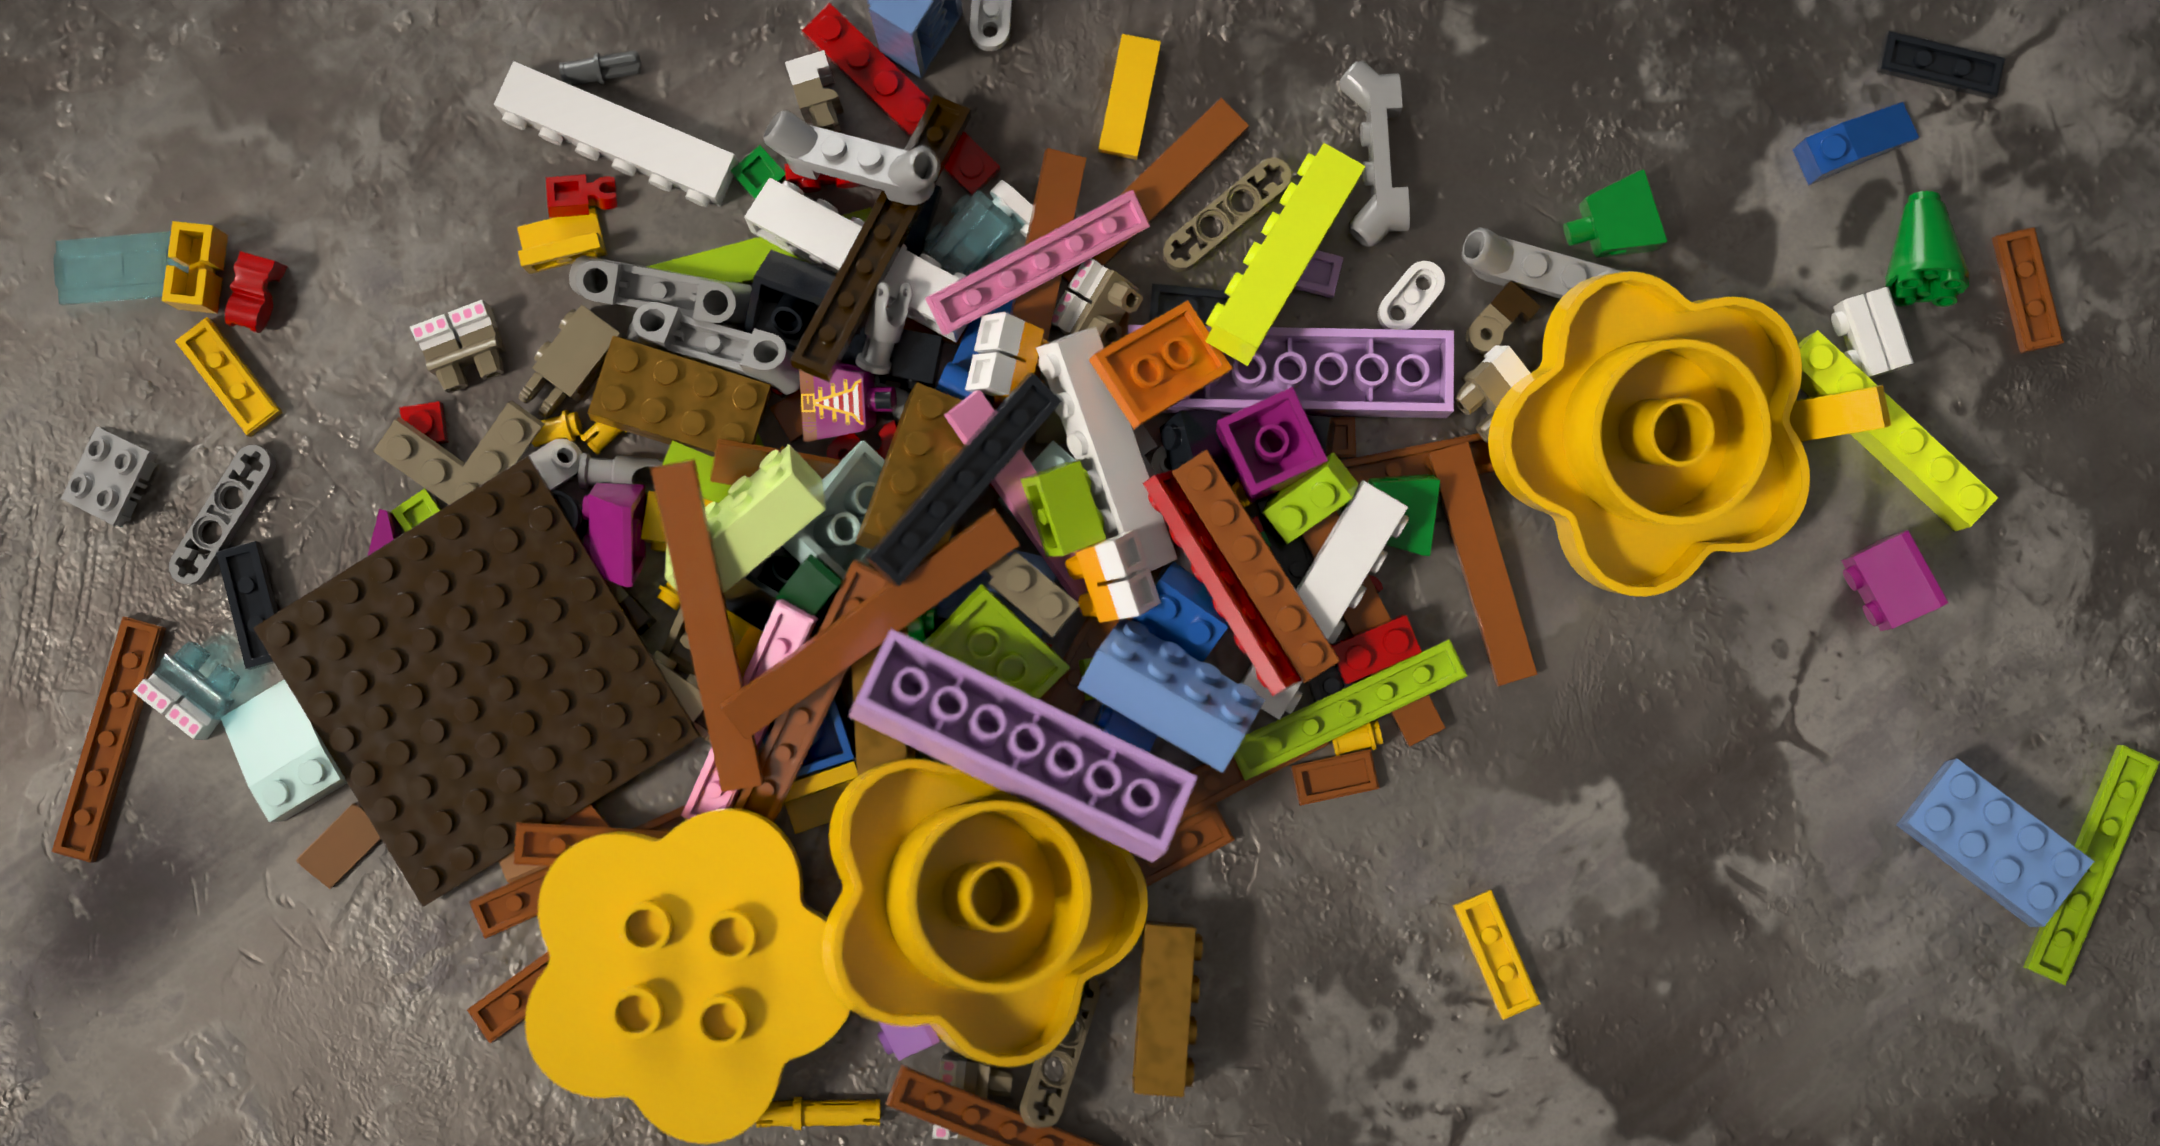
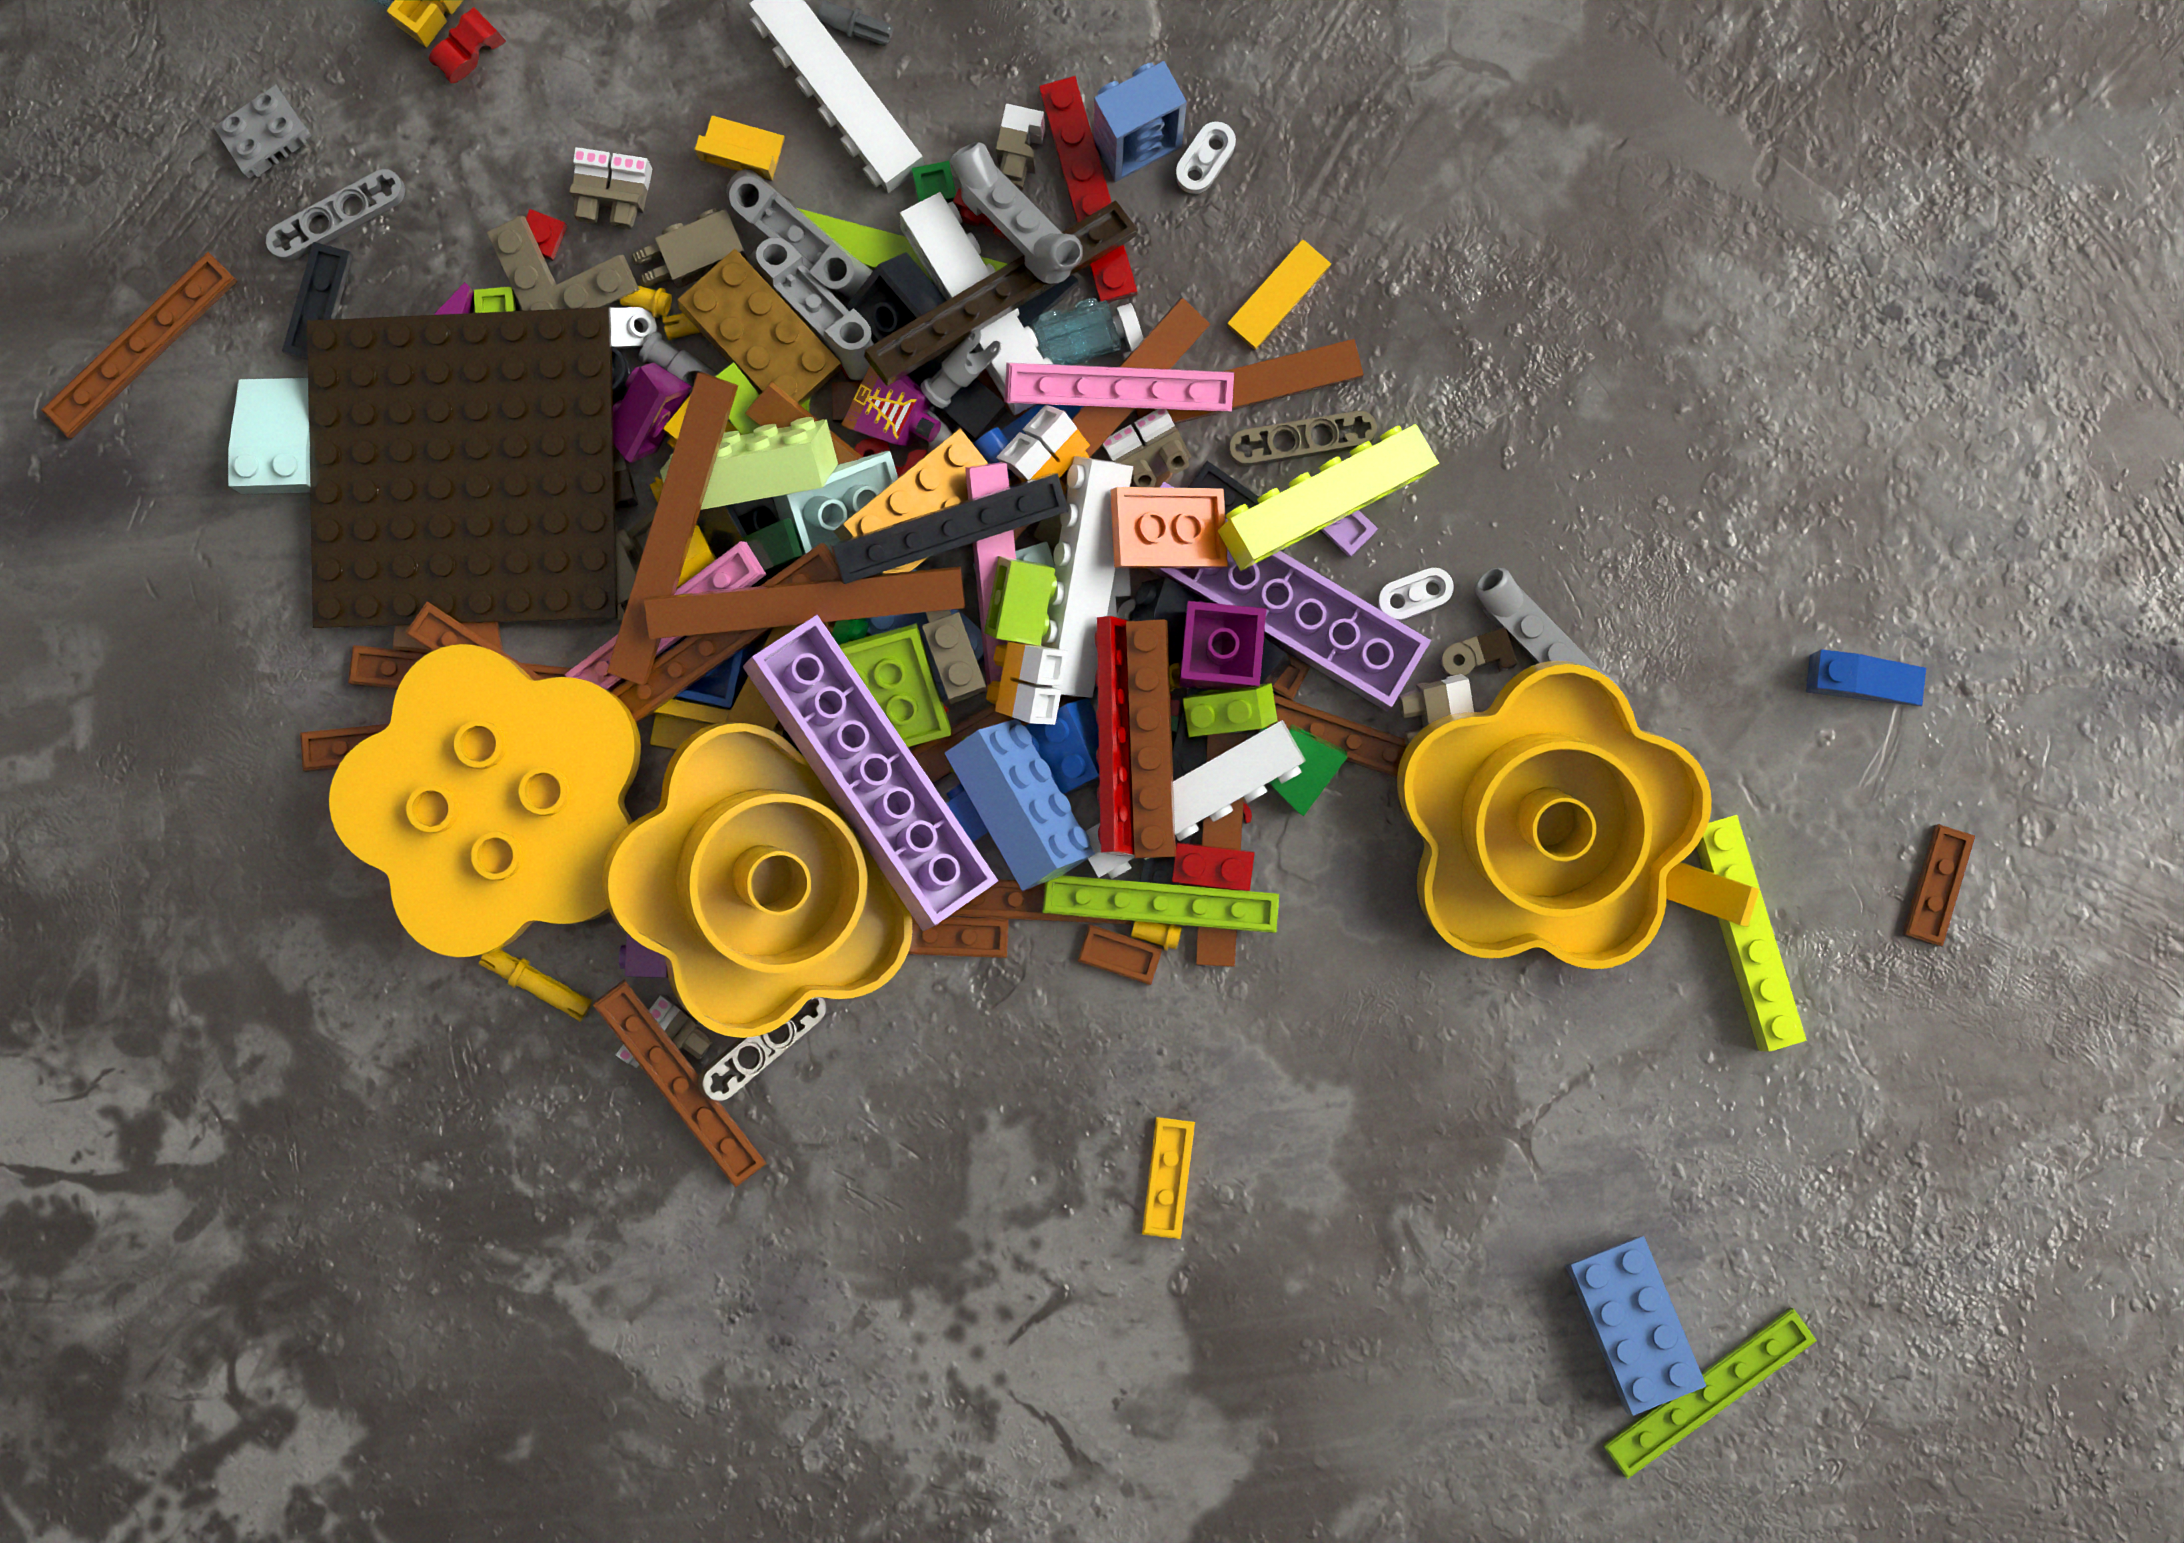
camera: 30 degrees right, 0 degrees up
(186, 694) = (222, 345): clear light blue hips -> none
(228, 376) = (406, 104): yellow tile -> none
(340, 846) = (274, 540): medium nougat slope -> none
(573, 195) = (773, 115): red plate -> none
(1164, 1009) = (866, 1059): pearl gold brick -> none
(1380, 99) = (1486, 416): light grey plate -> none
(1482, 564) = (1345, 848): dark orange tile -> none
(1619, 219) = (1626, 629): green torso -> none
(1872, 333) = (1783, 845): white brick -> none
(1893, 581) = (1677, 1060): magenta slope -> none
(1926, 255) = (1867, 806): green cone -> none
(1940, 65) = (1976, 655): black tile -> none

